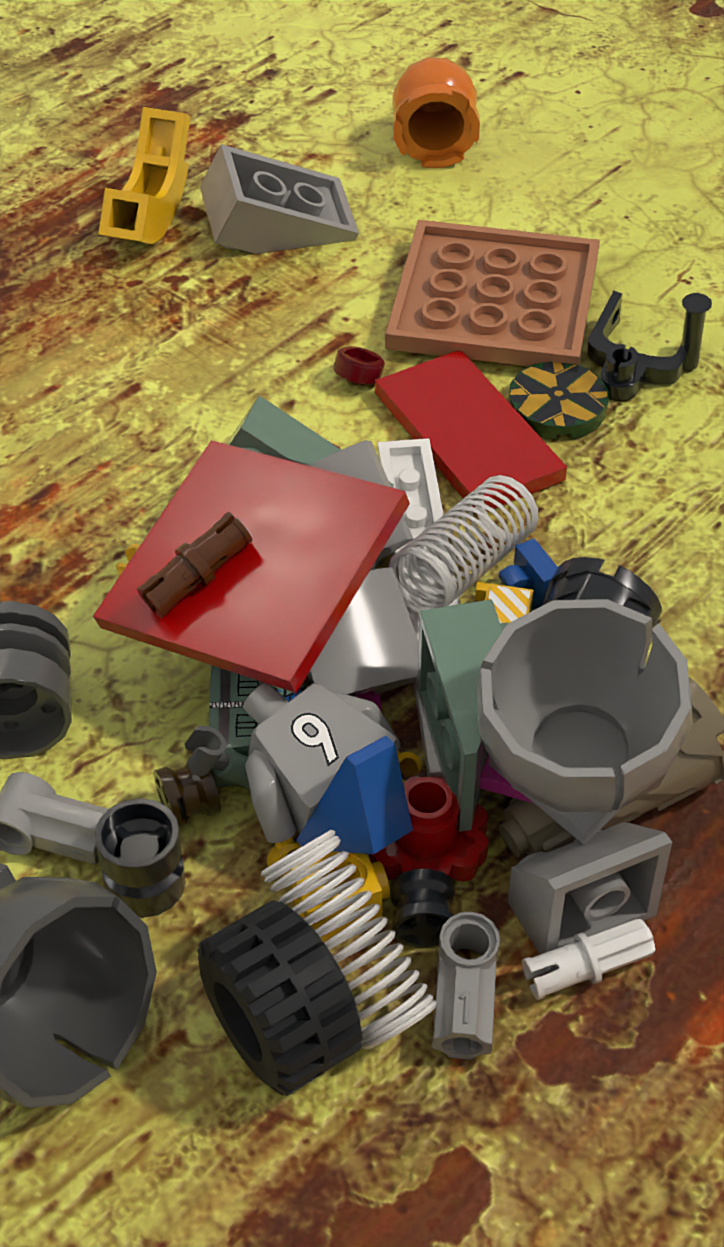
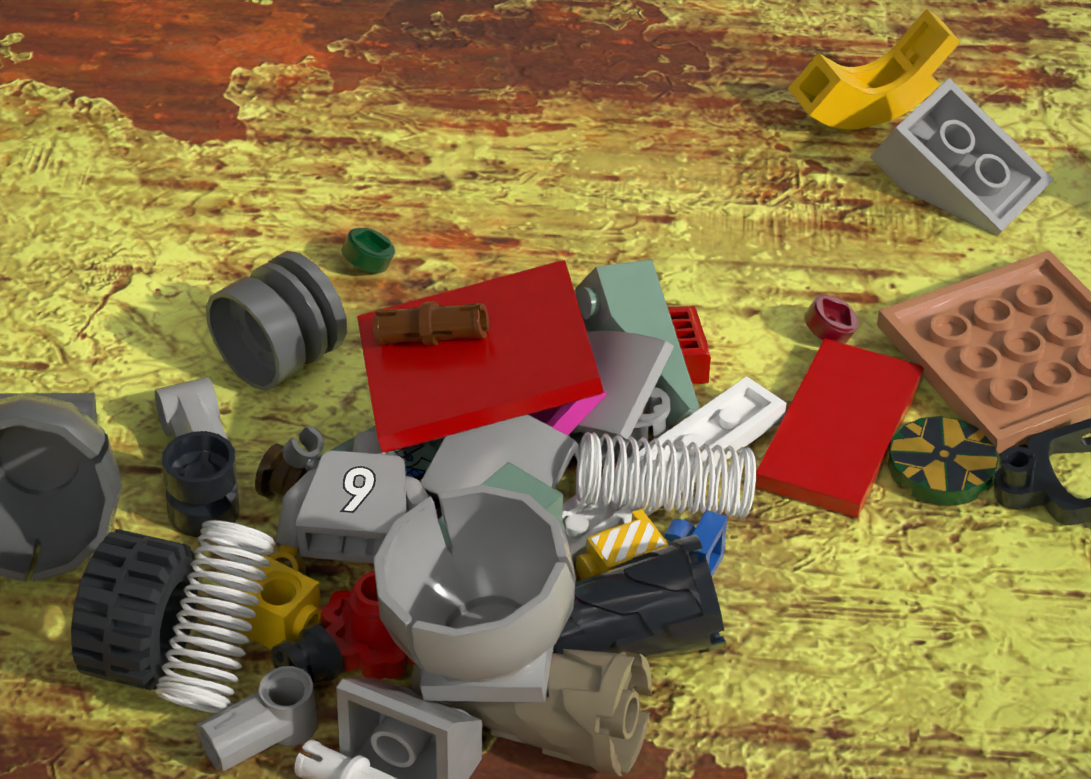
camera: 50 degrees right, 5 degrees down
(363, 802) = (332, 549): blue slope -> none

